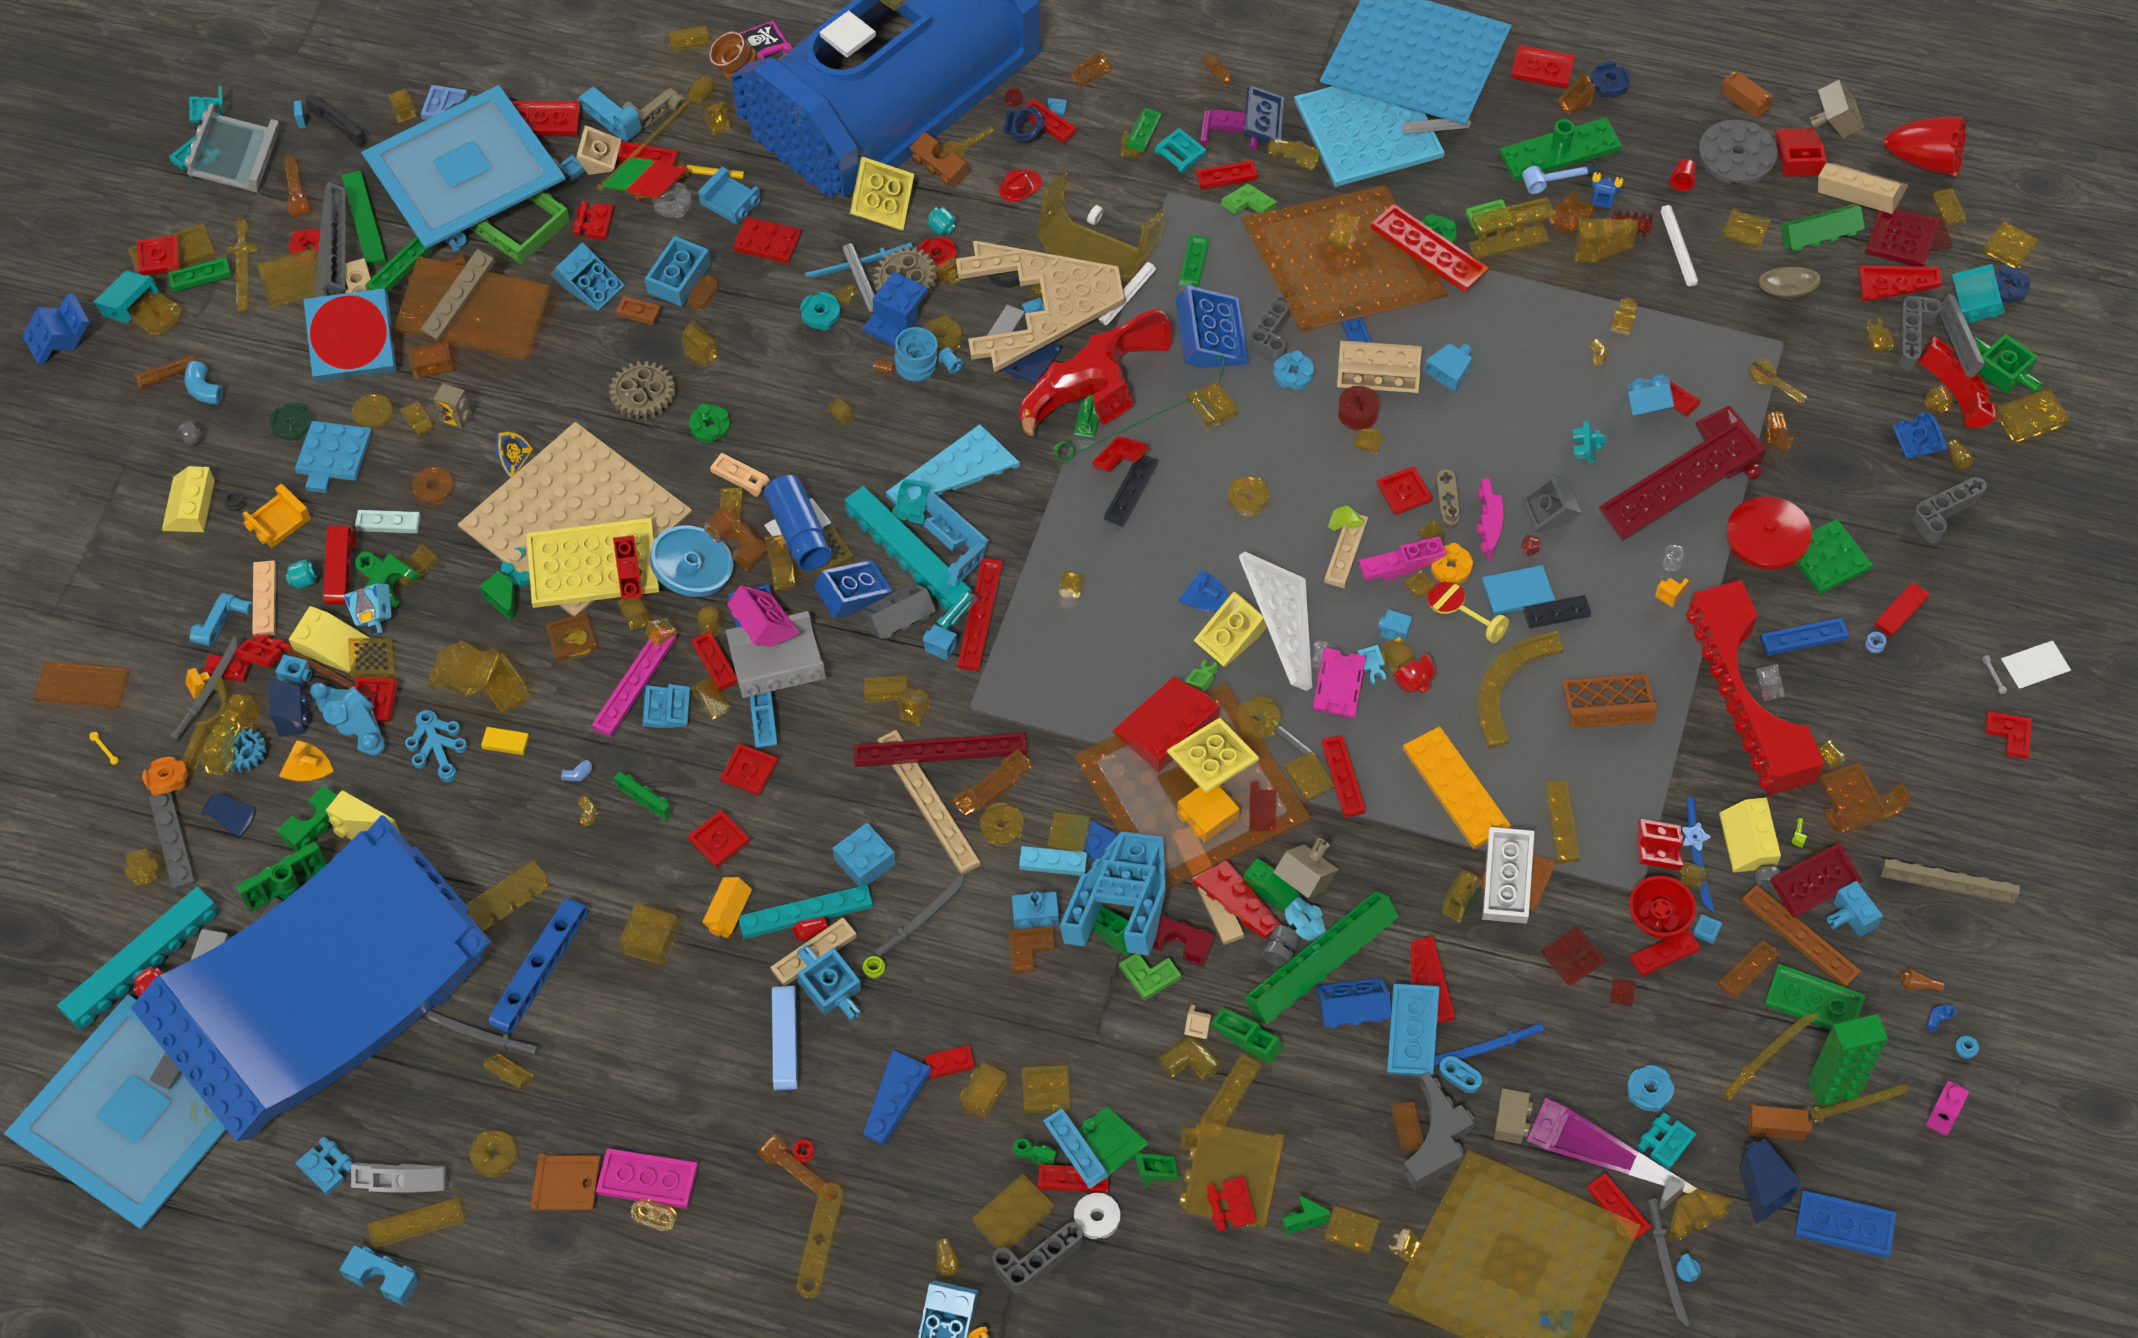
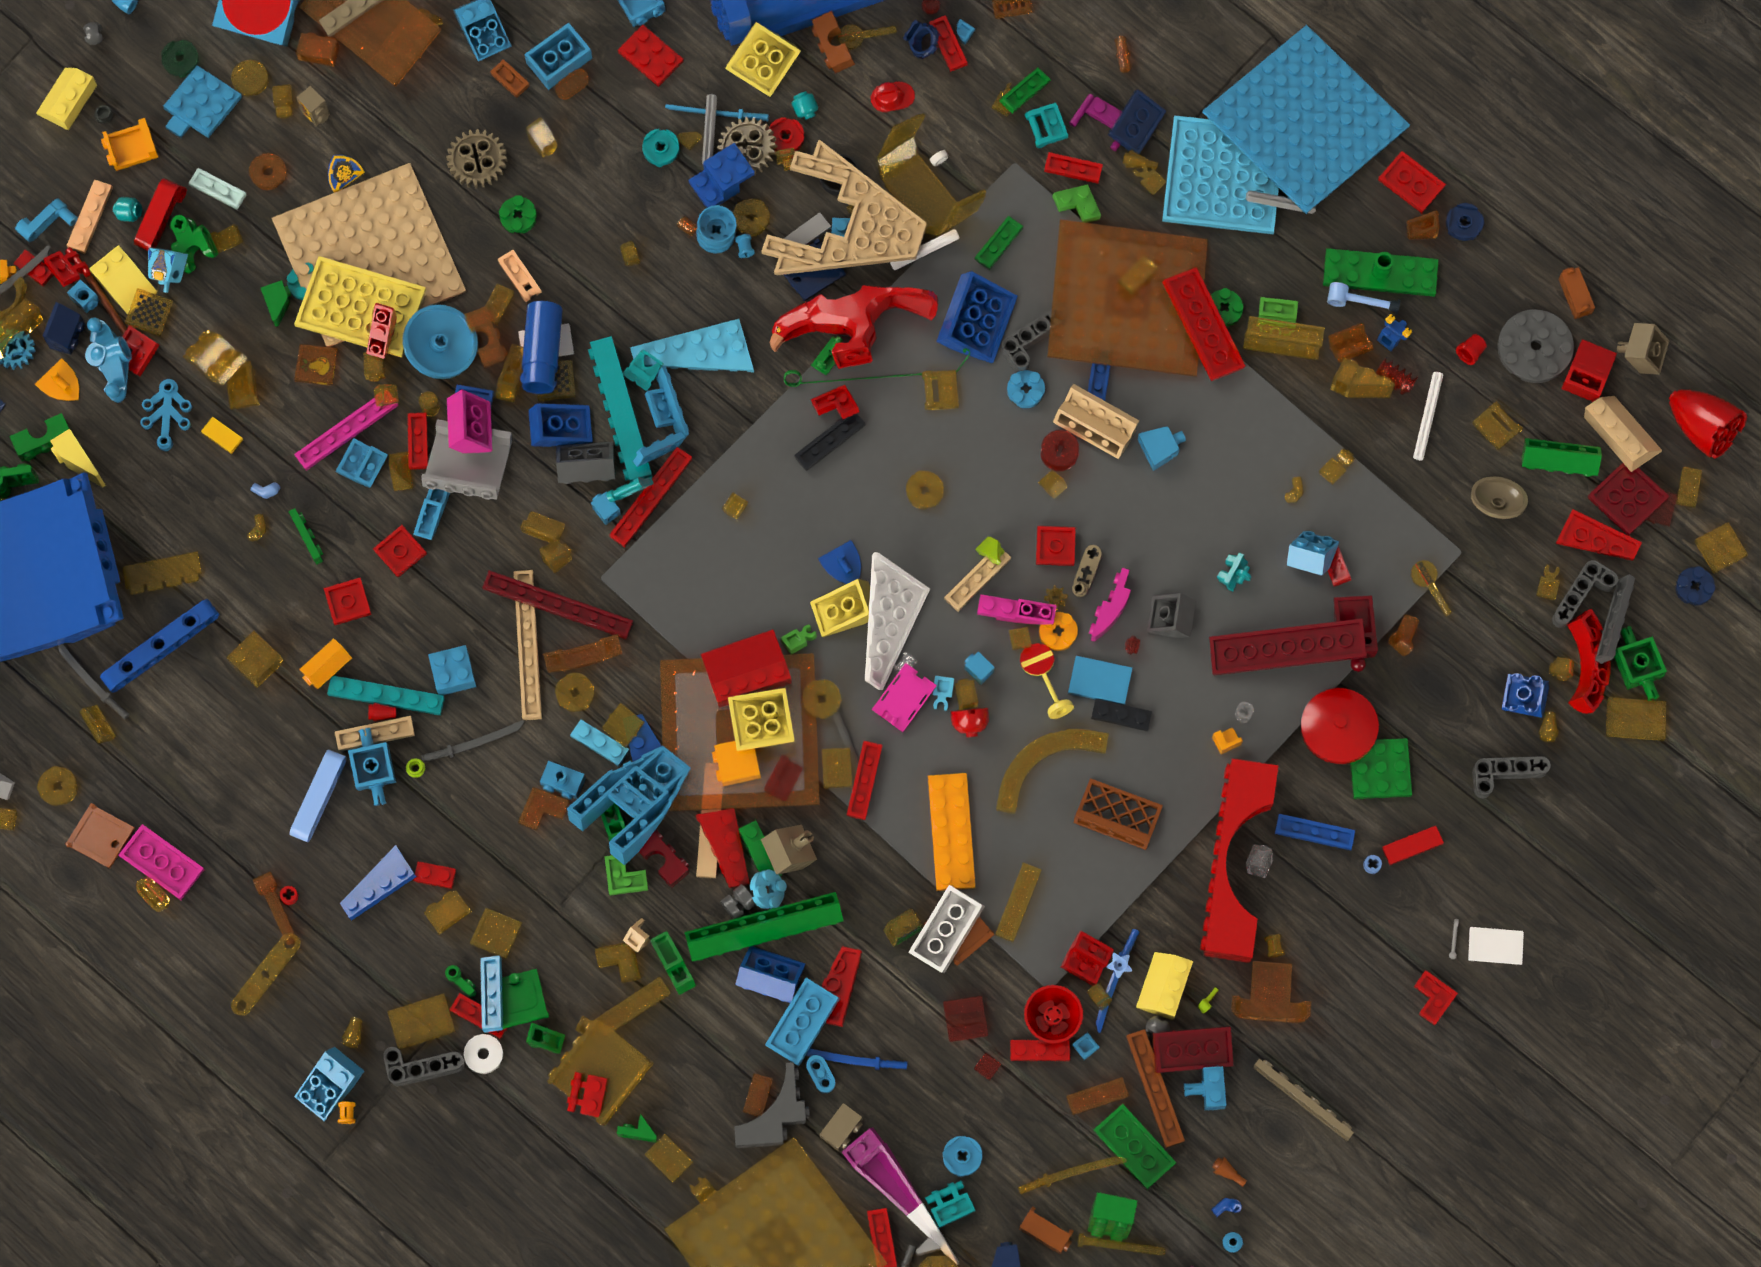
camera: 25 degrees right, 15 degrees up
(1978, 293) = (1658, 585): teal panel -> none

